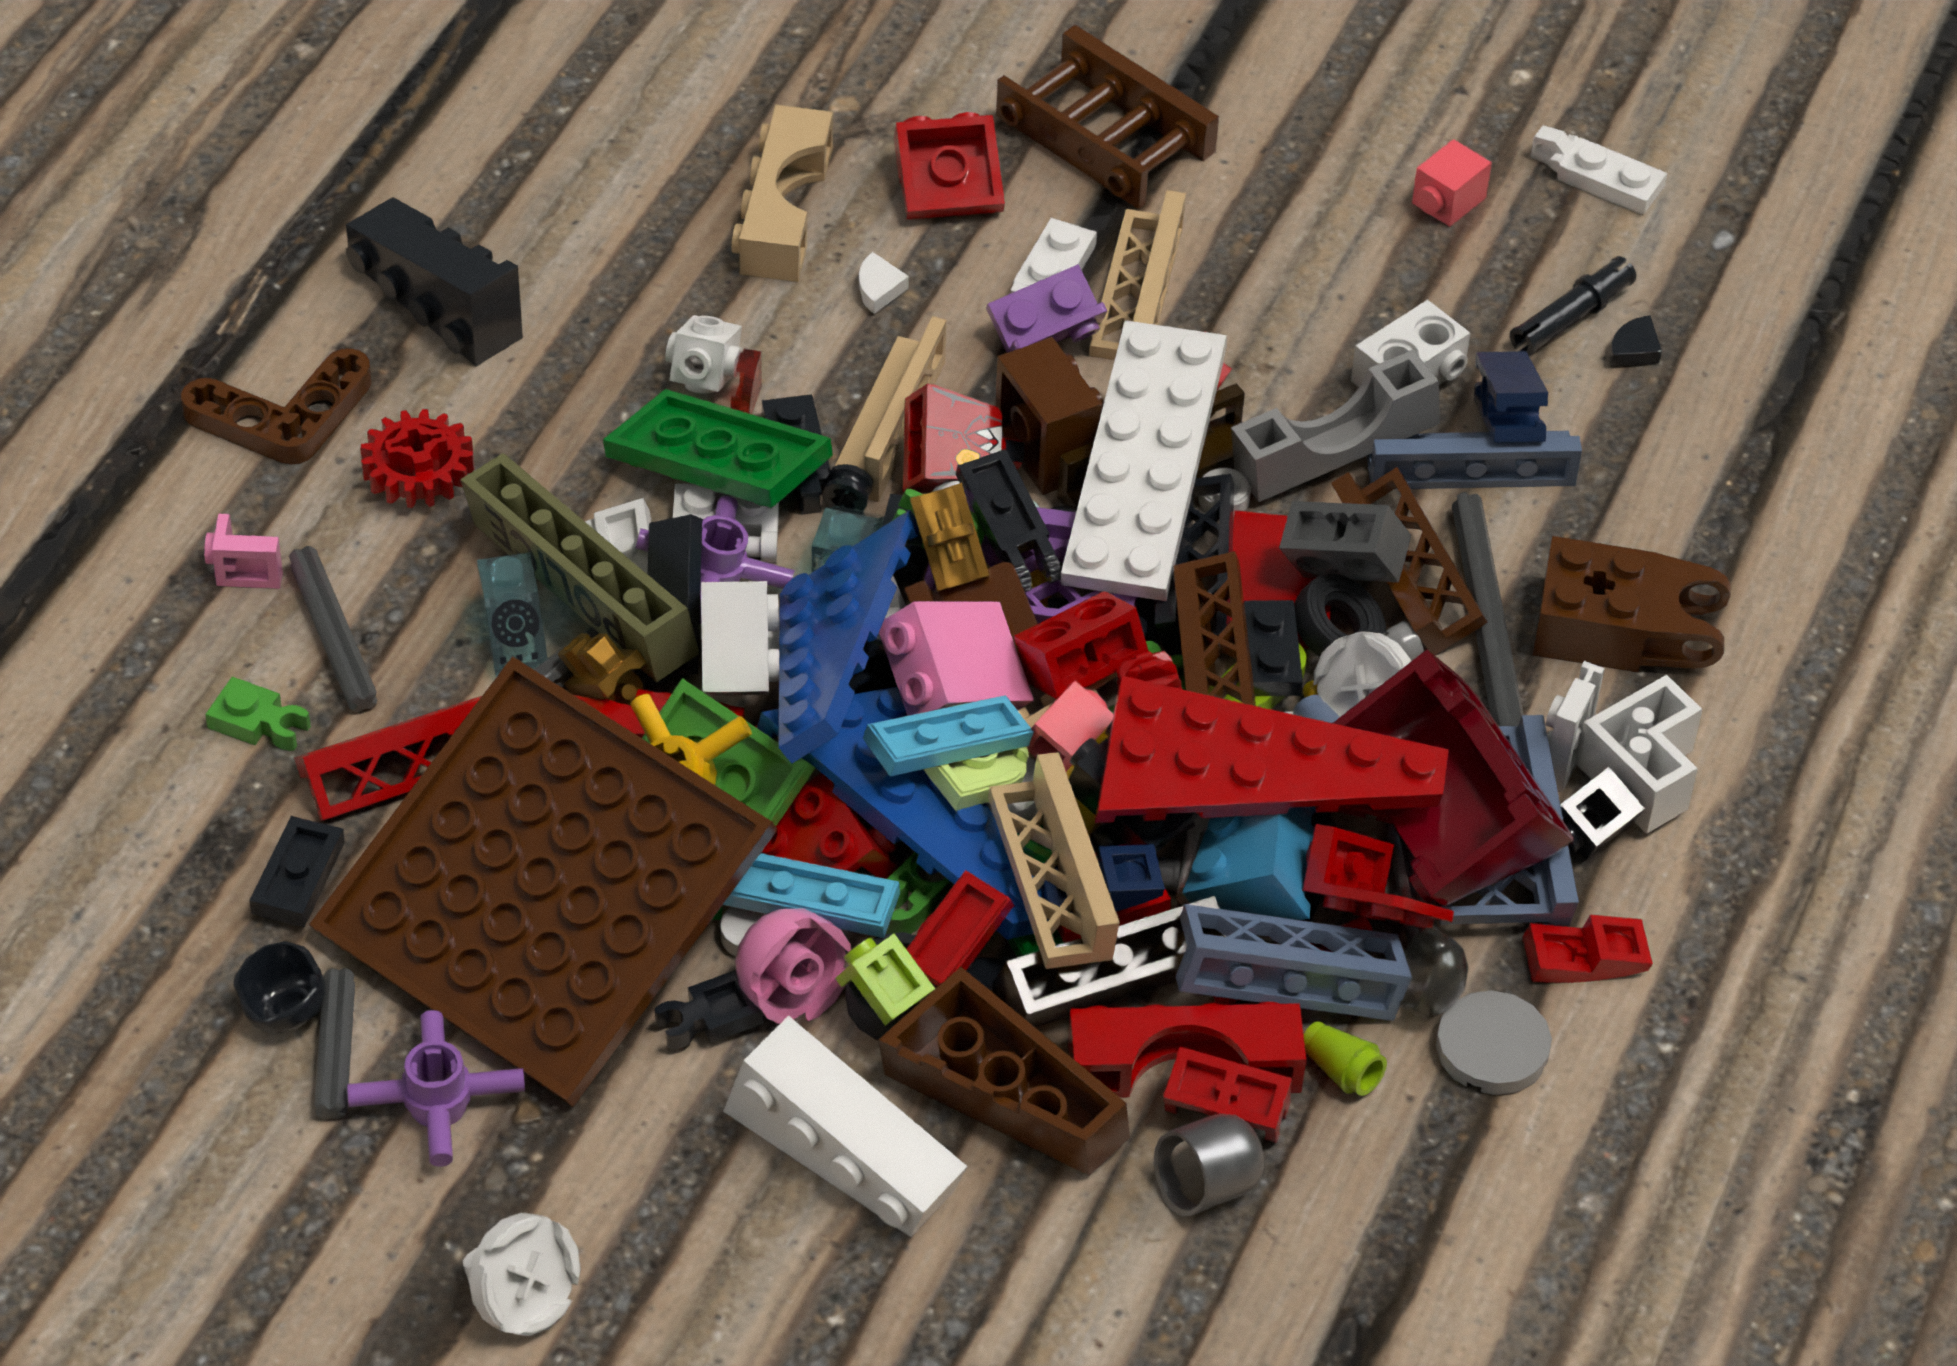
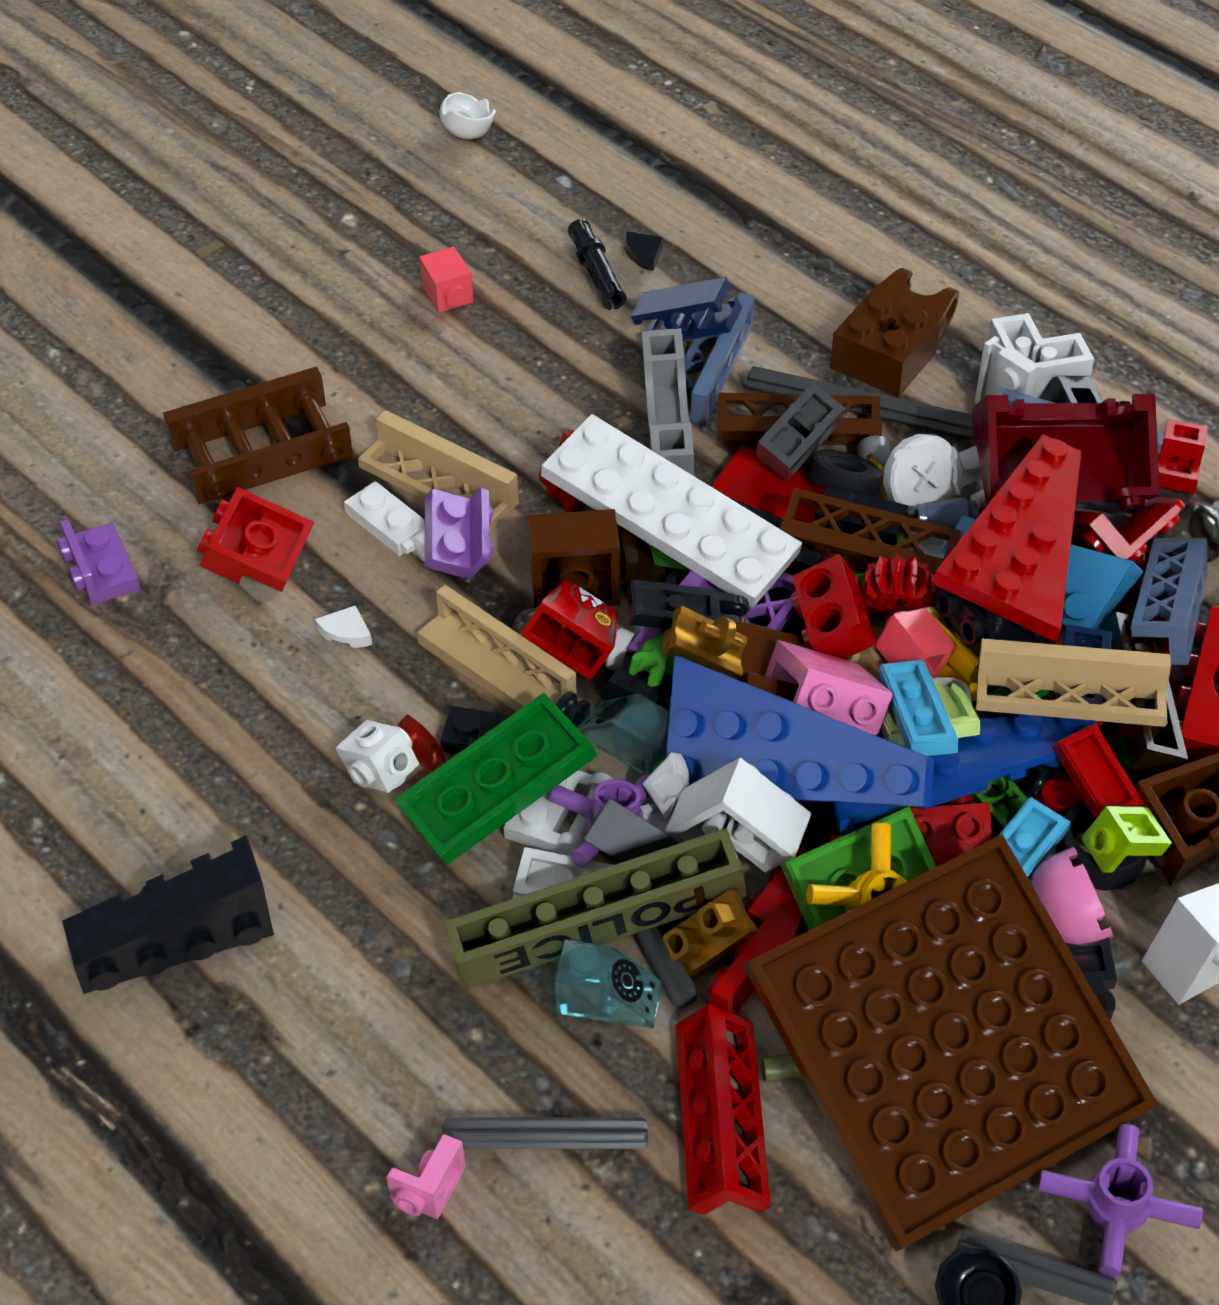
camera: 65 degrees left, 0 degrees up
(253, 711) = (618, 1232): bright green plate -> none
(277, 421) = (265, 1106): reddish brown beam -> none
(297, 871) = (832, 1242): black plate -> none
(417, 458) = (398, 1014): red gear -> none
(774, 232) = (257, 674): tan arch -> none
(781, 575) = (667, 783): none -> white tile
(862, 64) = (98, 561): none -> medium lavender bracket
(1428, 331) = (605, 355): white brick -> none
(1598, 169) = (470, 211): white hinge -> none
(1758, 103) = (466, 116): none -> white hair

